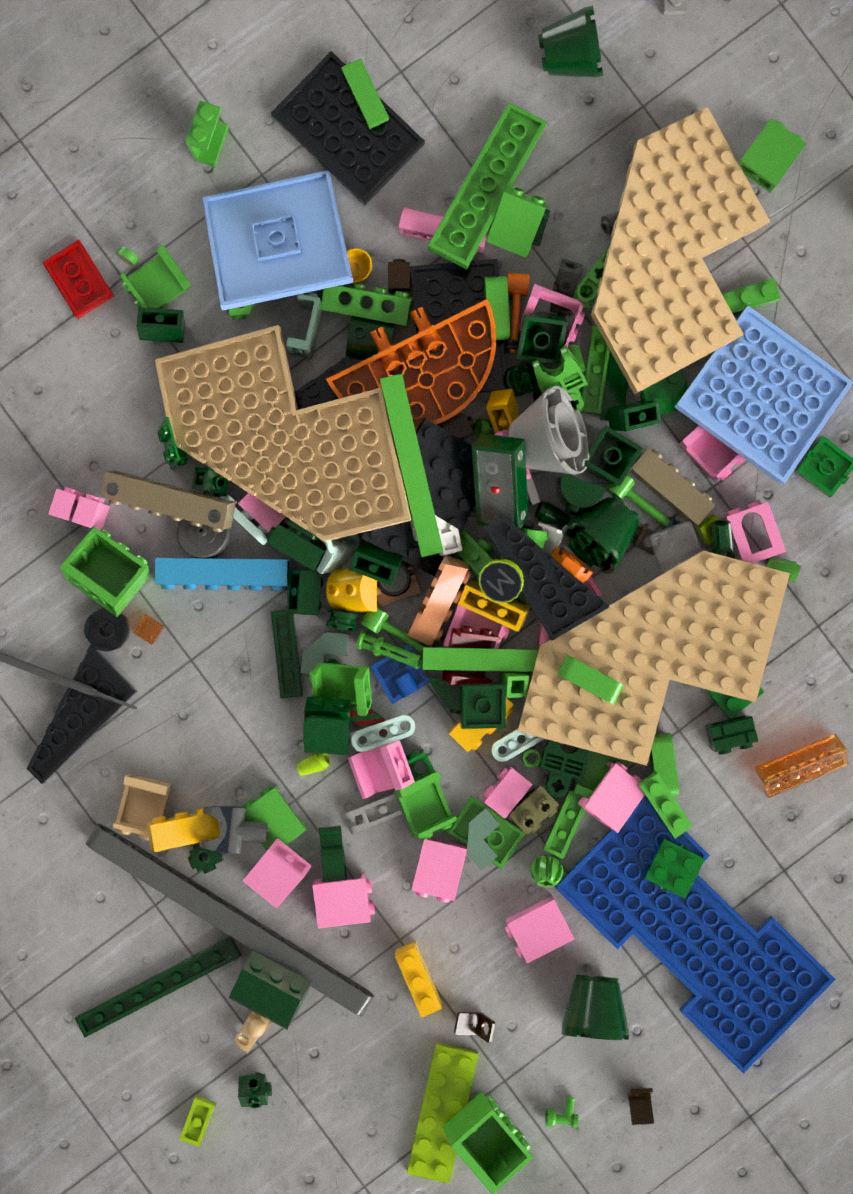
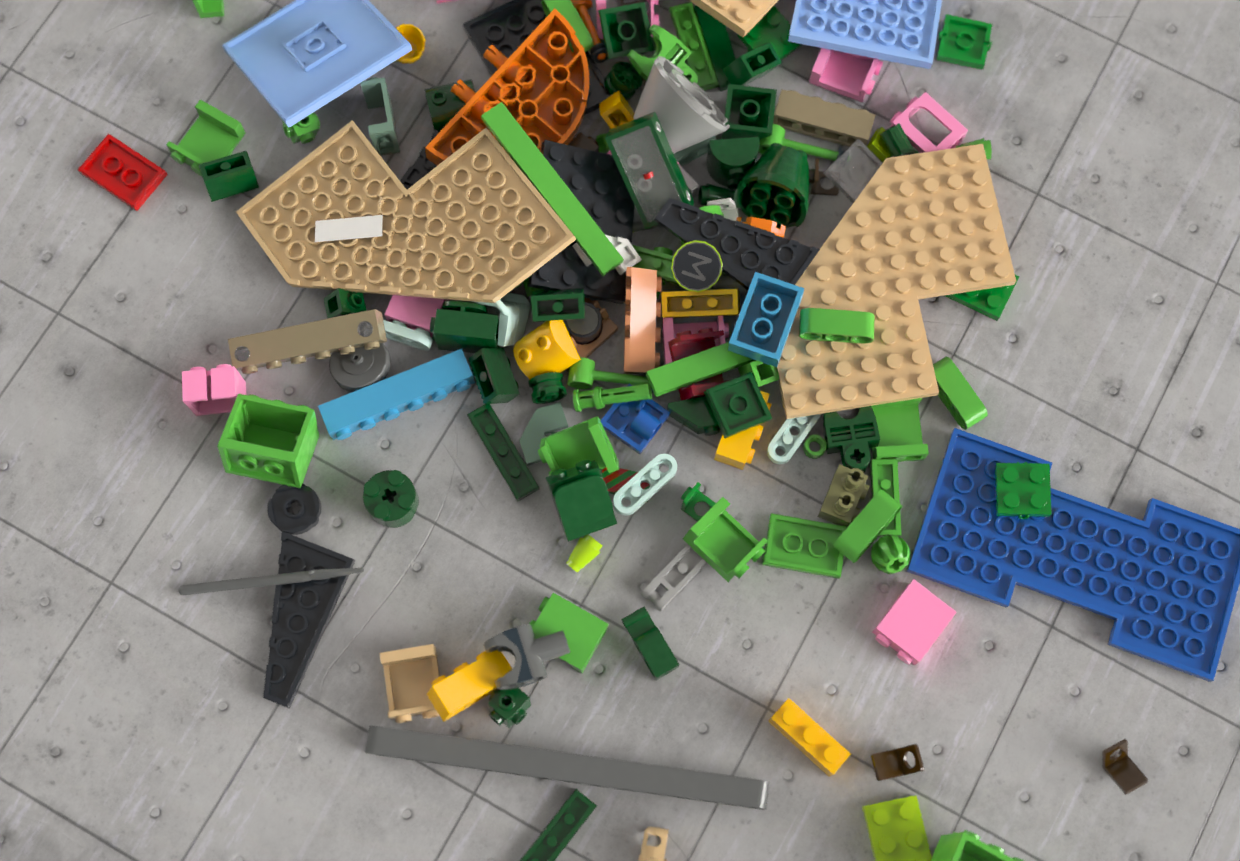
camera: 25 degrees left, 15 degrees down
(127, 256) = (166, 128): bright green tile -> none
(148, 629) = (340, 489): clear orange tile -> none
(171, 454) = (287, 287): green hinge -> none
(179, 668) = (376, 498): none -> dark green brick
(236, 420) = (348, 228): none -> white sticker
(270, 990) = (648, 820): dark green slope -> none
(277, 873) = (596, 686): bright pink panel -> none
(343, 902) = (684, 686): bright pink panel -> none
(381, 769) = (661, 522): bright pink panel -> none
(398, 276) = (455, 38): dark brown brick -> none
(402, 303) = (396, 71): bright green brick -> none
(439, 869) = (774, 605): bright pink panel -> none
(478, 829) = (803, 562): sand green tile -> none
(507, 791) = (806, 490): bright pink brick -> none
(534, 652) = (766, 319): none -> dark azure brick
(539, 843) = (867, 526): none -> bright green beam
(567, 1119) = (1053, 822): bright green piece -> none
(595, 1009) = (1020, 678): dark green cone -> none
(614, 797) = (922, 444): bright pink panel -> none
(665, 804) = (979, 427): bright green plate -> none
(731, 734) = (1008, 330): dark green brick -> none
(802, 762) = (1094, 327): clear orange fence -> none

